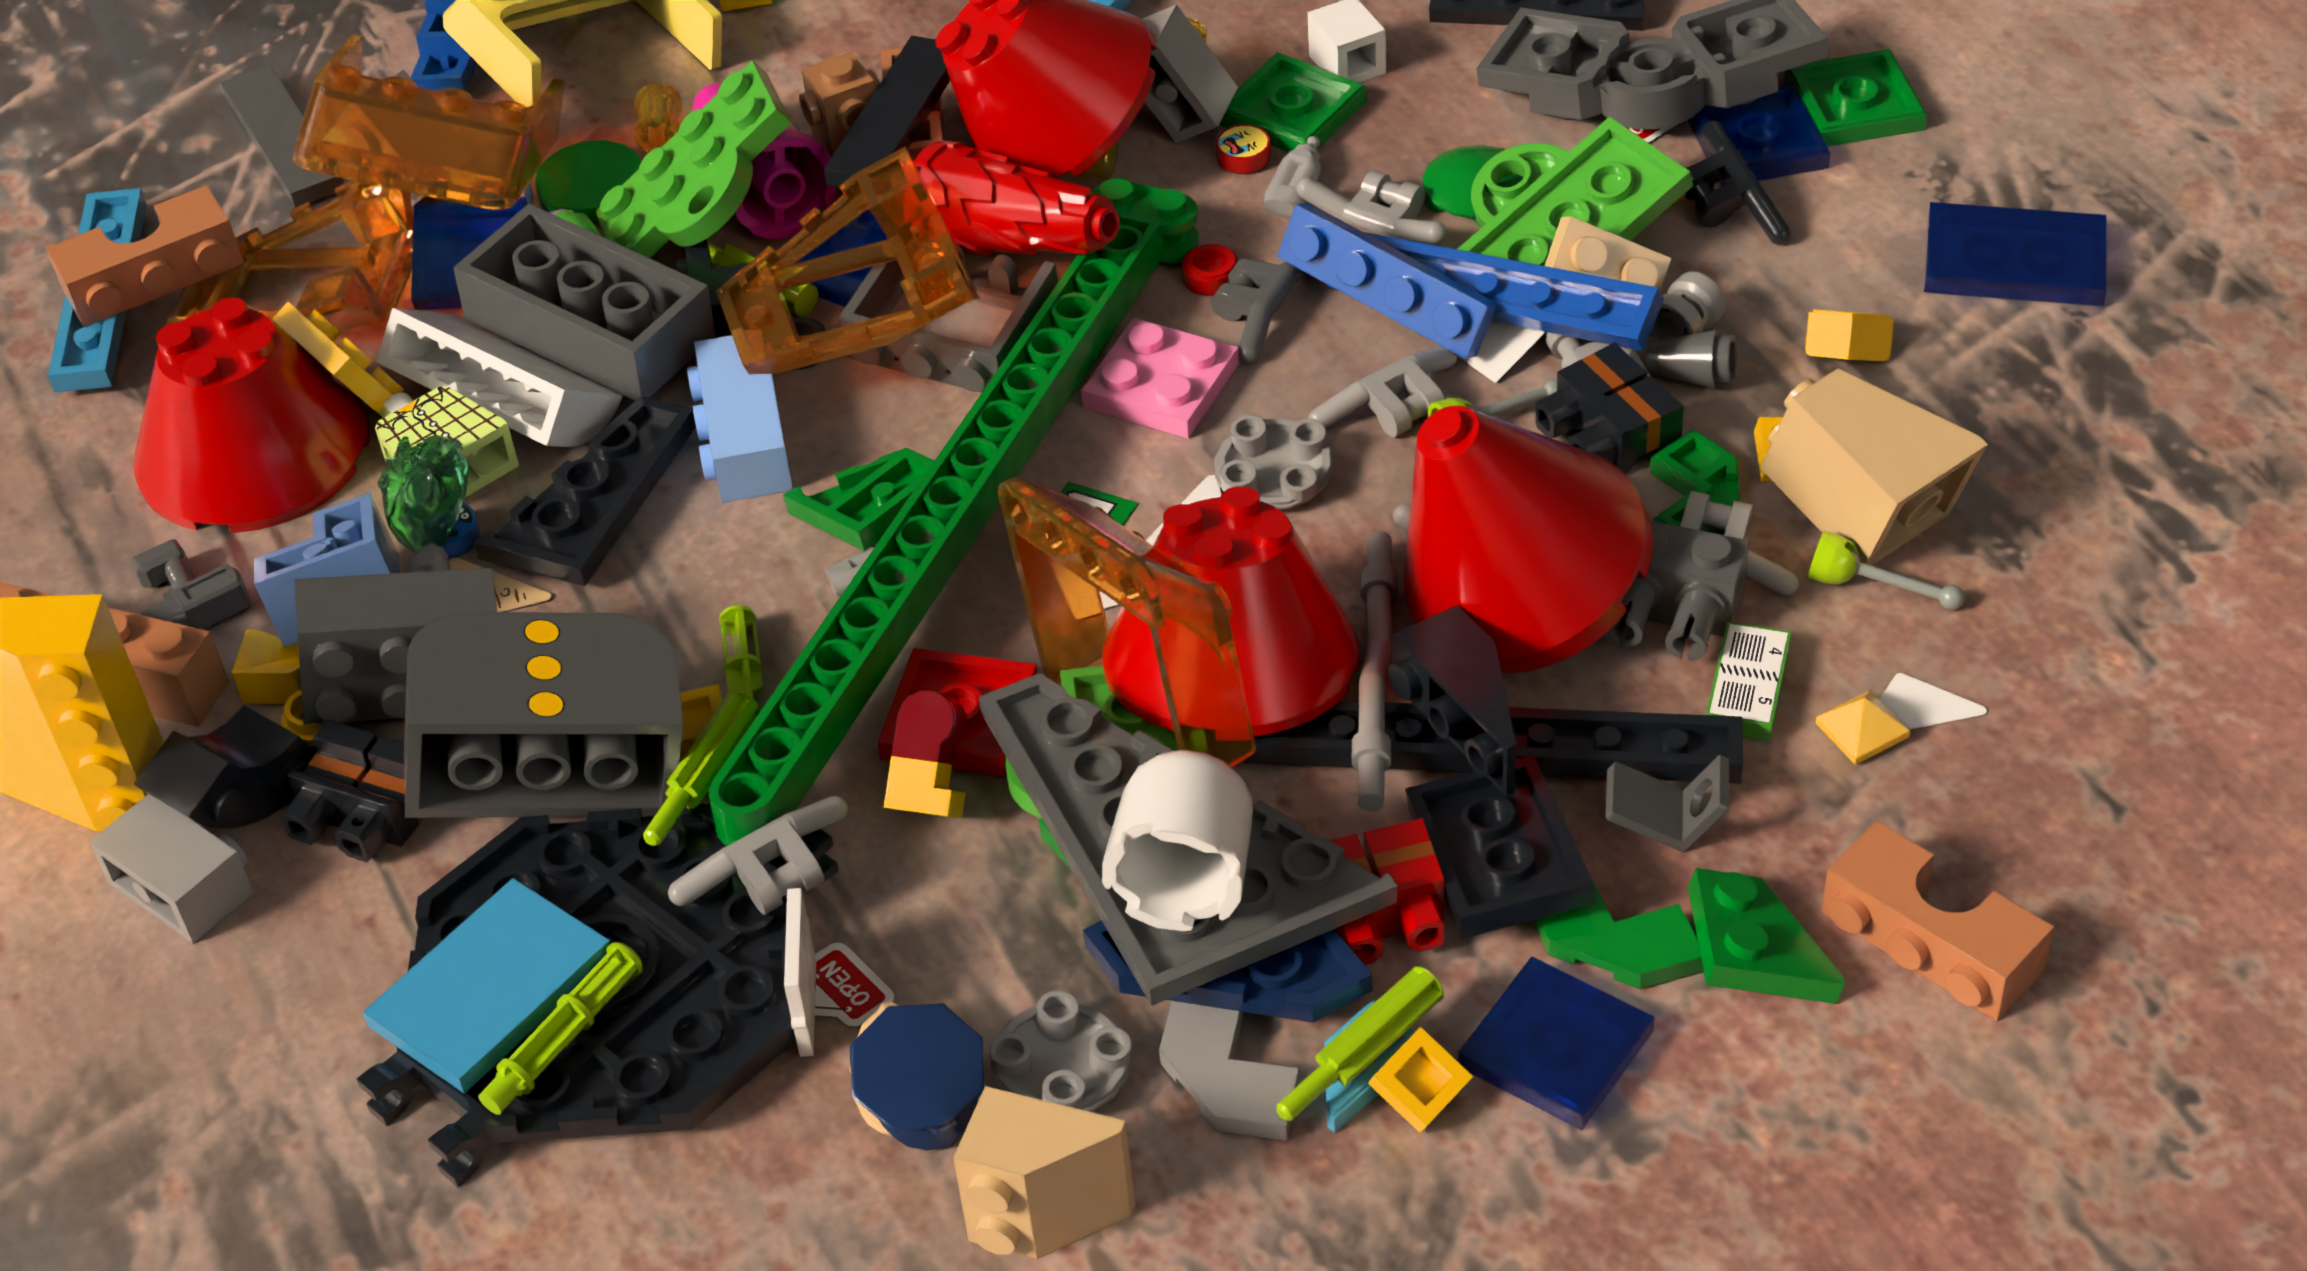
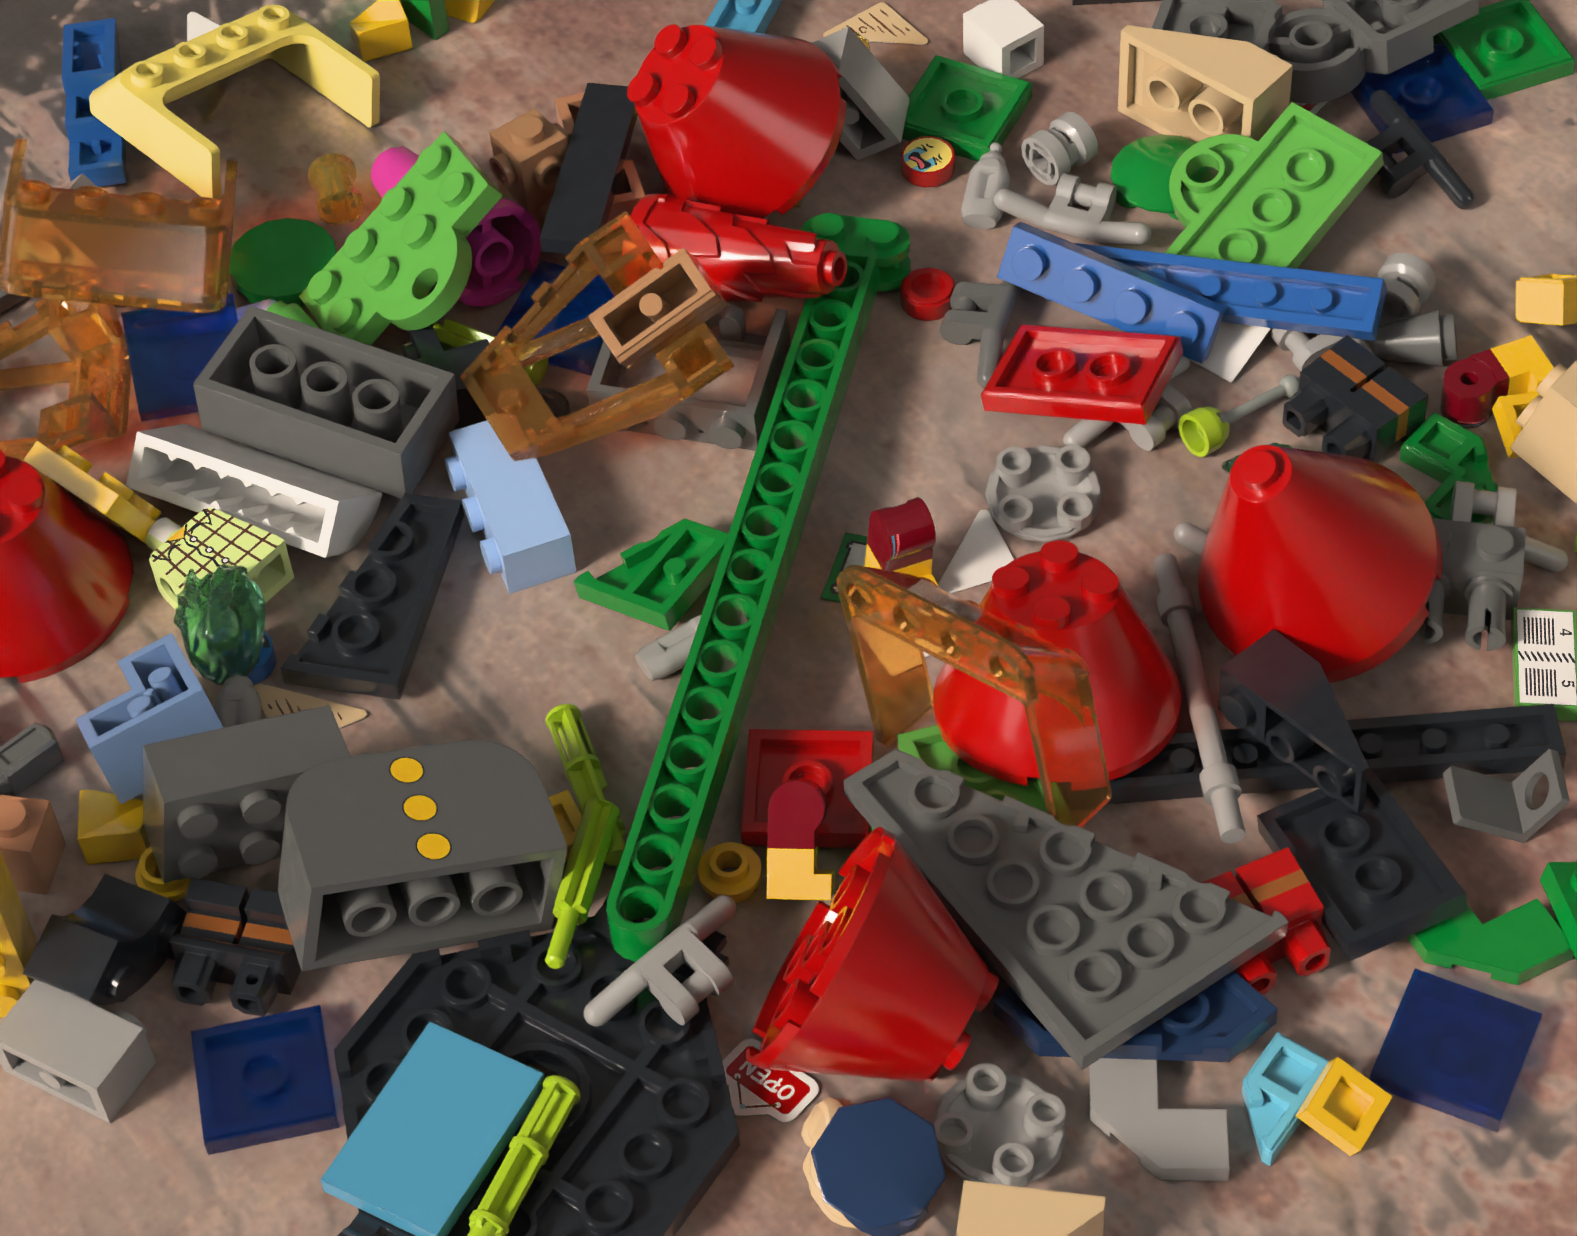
camera: 10 degrees left, 5 degrees up
(349, 920) = (264, 1080): none -> clear blue tile
(800, 972) = (736, 1079): white piece -> none
(860, 782) = (736, 884): none -> yellow plate
(911, 238) = (657, 310): none -> medium nougat brick
(960, 889) = (874, 978): none -> red cone
(1110, 481) = (902, 539): none -> dark red leg
(1160, 378) = (909, 414): bright pink plate -> none
(1180, 840) = (1089, 909): white cylinder -> none
(1236, 23) = (882, 24): none -> tan sticker
(1340, 354) = (1082, 374): none -> red tile
(1366, 1038) = (1287, 1073): lime axle -> none
(1376, 146) = (1064, 145): none -> light grey wheel
(1524, 92) = (1200, 84): none -> tan slope
(1603, 254) = (1316, 247): tan plate -> none
(1739, 402) = (1477, 381): none -> dark red leg

